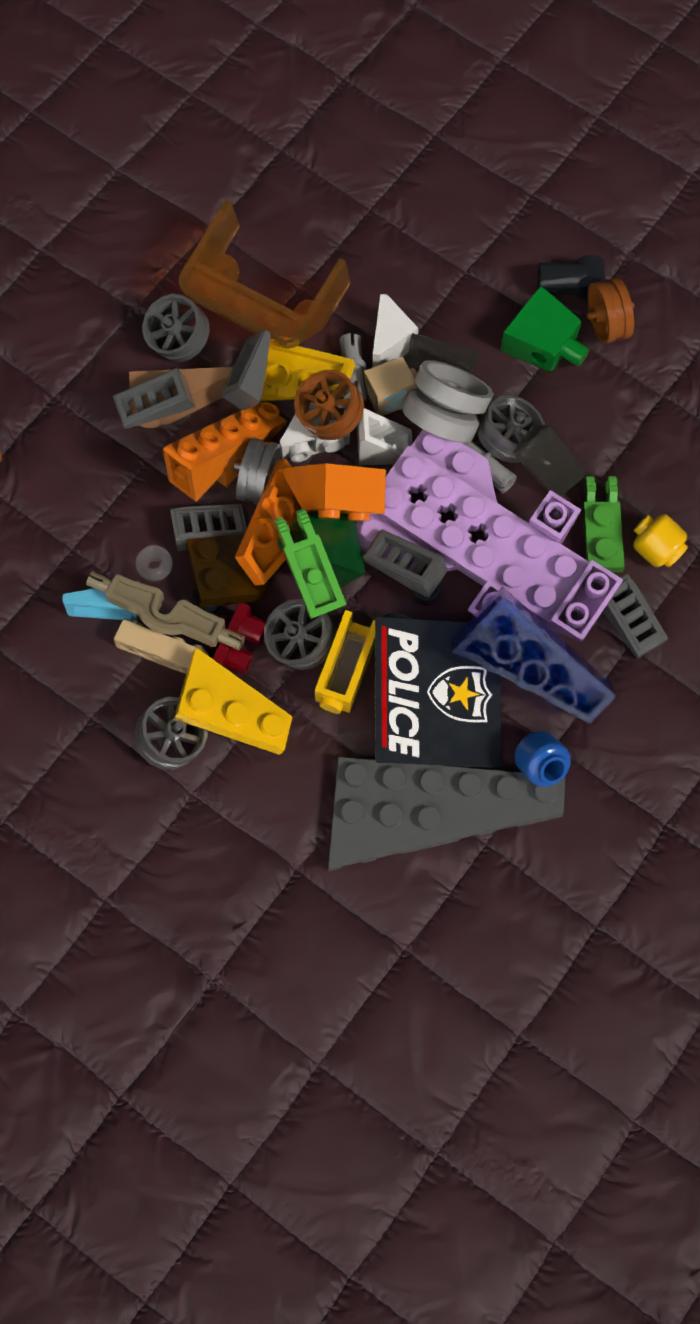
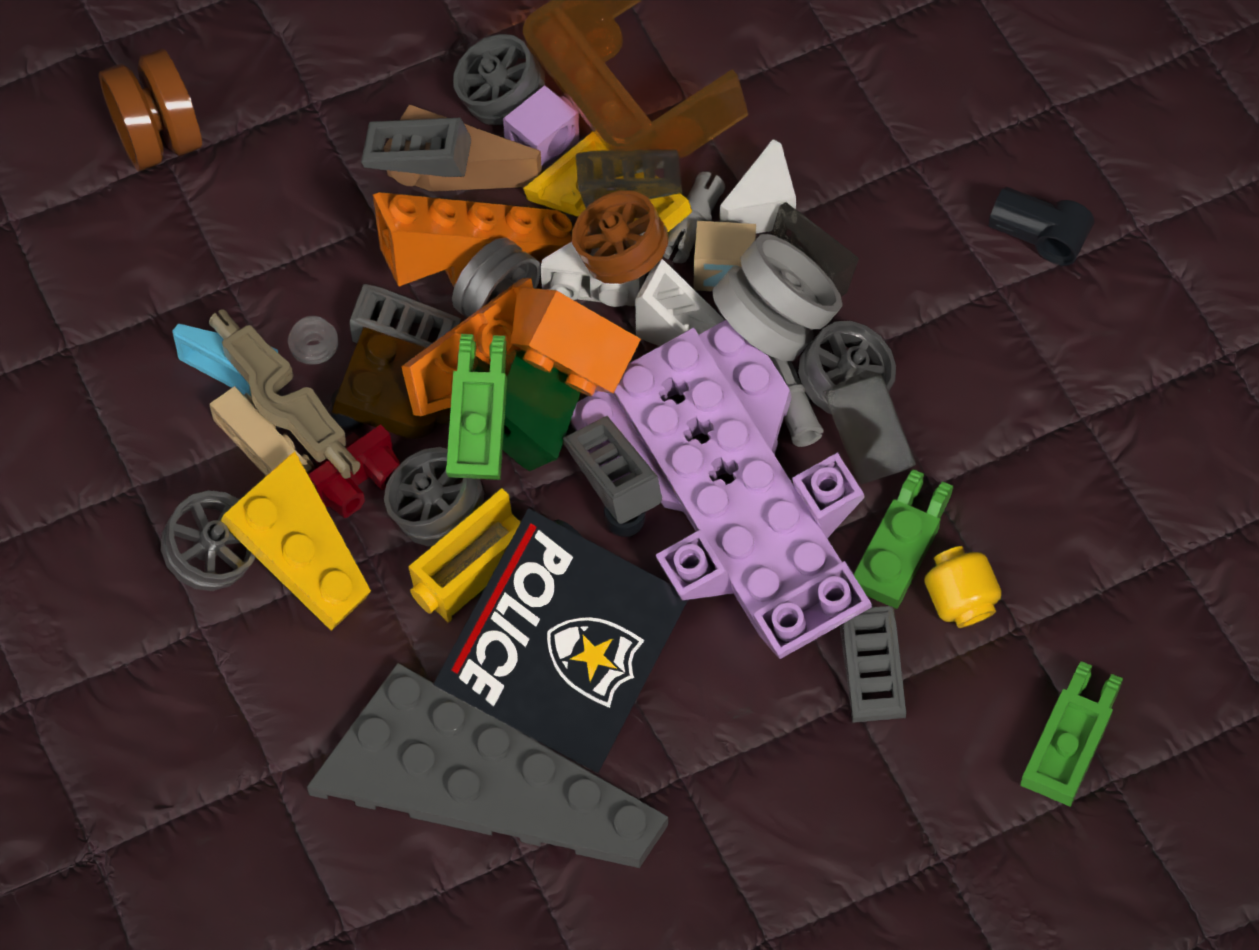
camera: 30 degrees right, 10 degrees down
(221, 345) = (544, 124): none -> lavender brick
(248, 374) = (540, 170): dark grey slope -> none
(289, 355) = (599, 169): none -> clear smoke slope
(525, 650) = (700, 645): clear blue wedge -> none
(542, 758) = (647, 778): blue head -> none
(544, 333) = (961, 274): green torso -> none
(610, 310) = (1061, 279): dark orange wheel -> none

